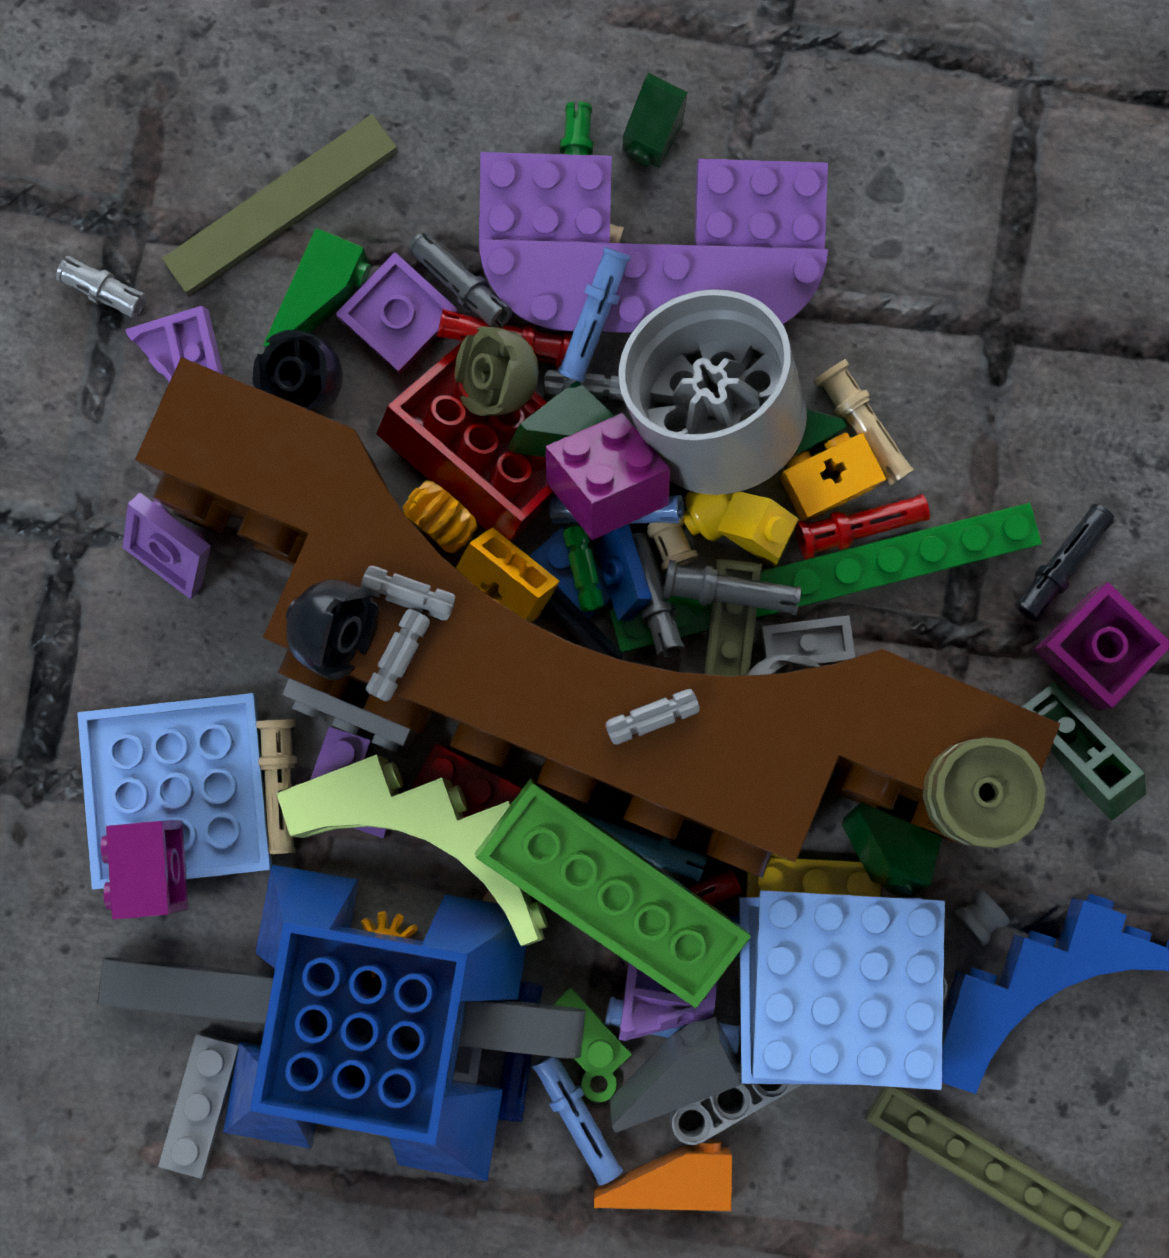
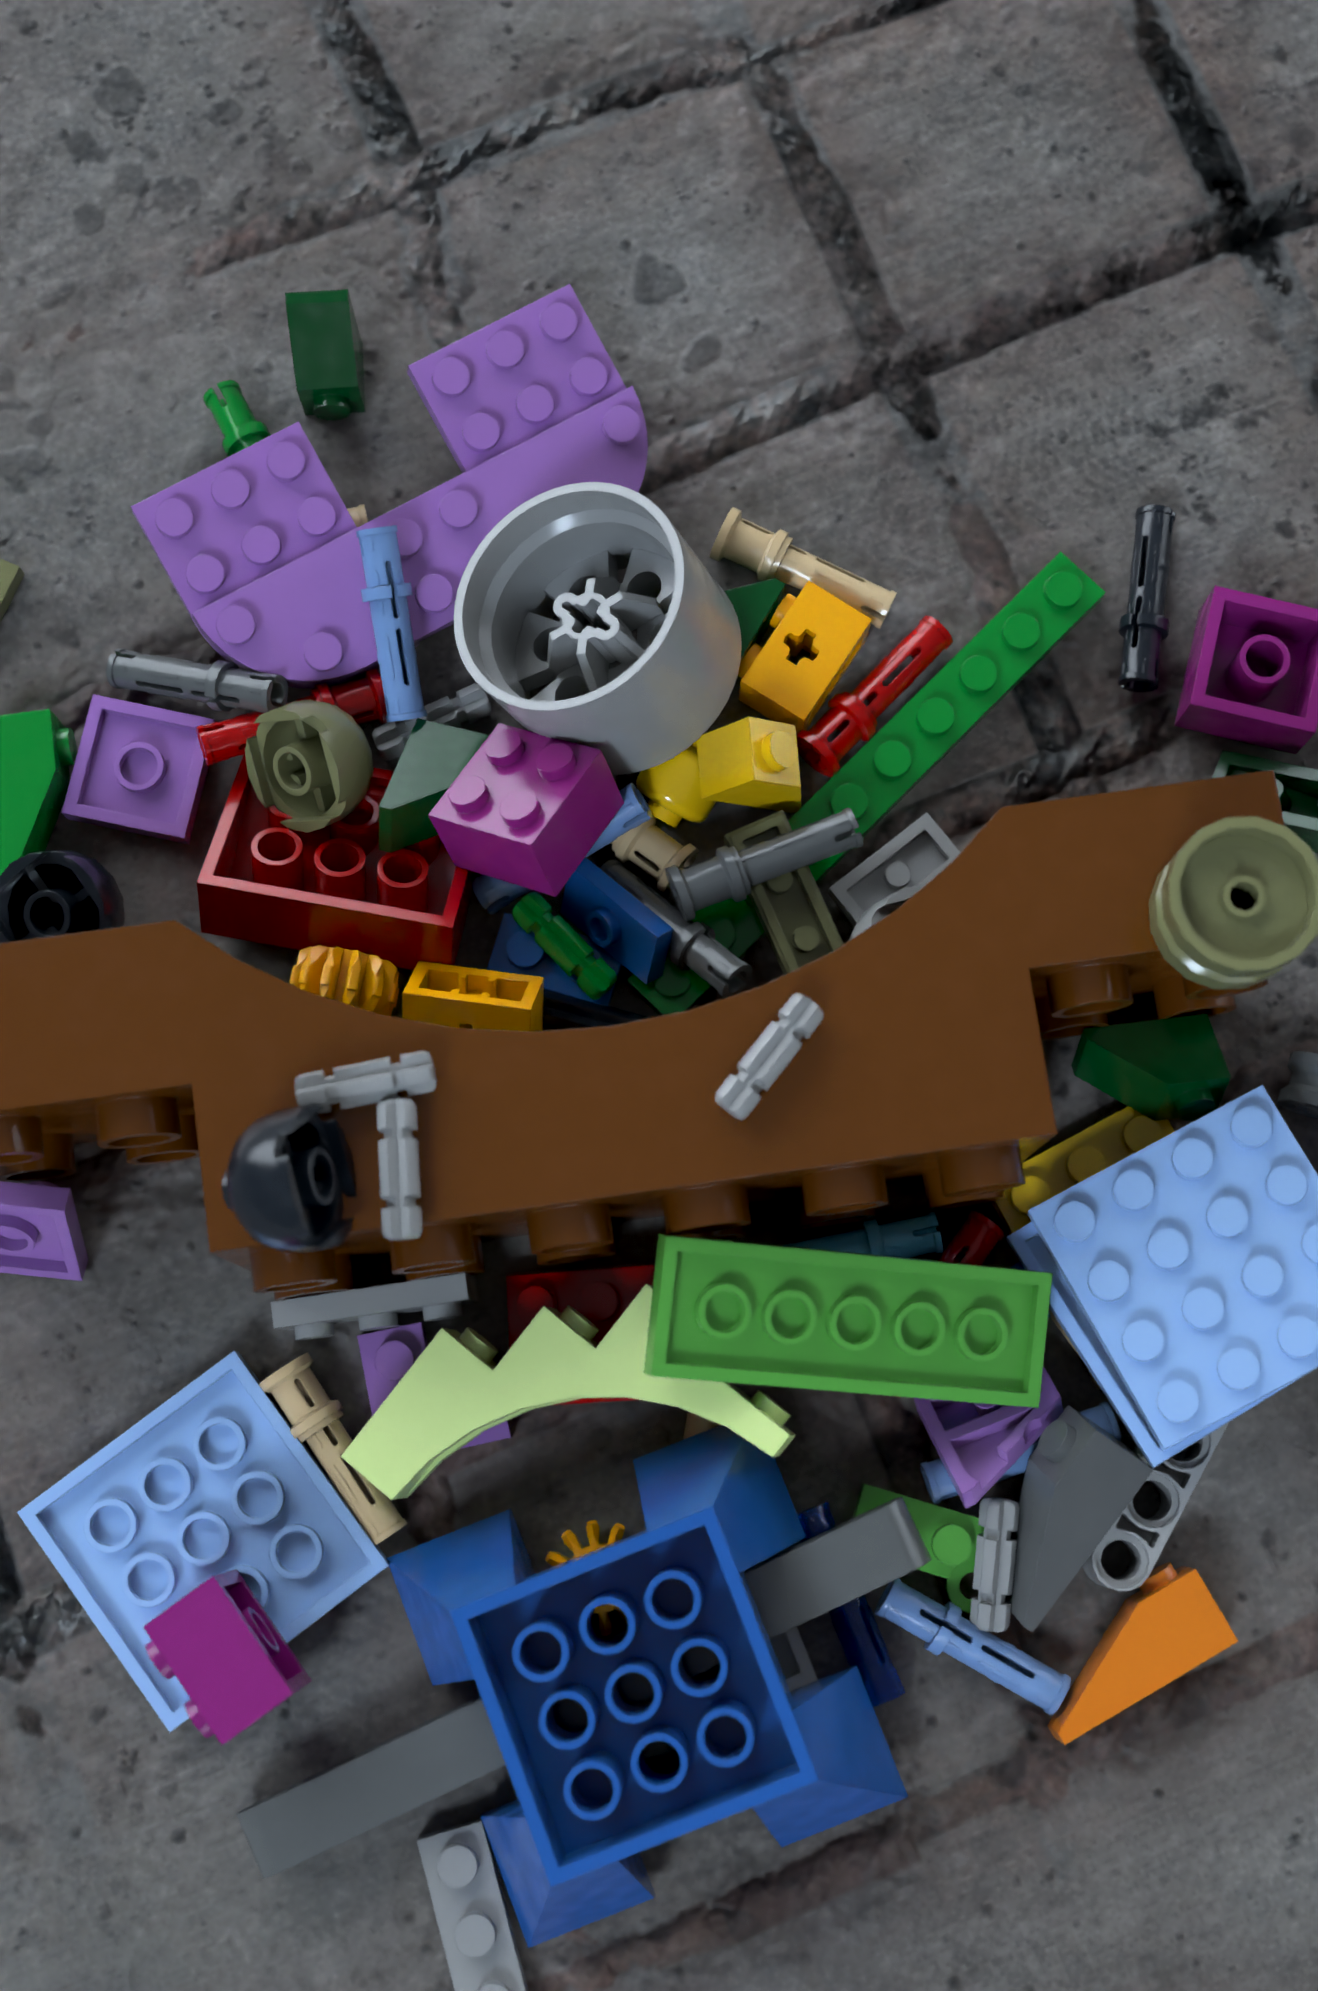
camera: 30 degrees left, 5 degrees down
(618, 1080) = (994, 1564): none -> light grey axle

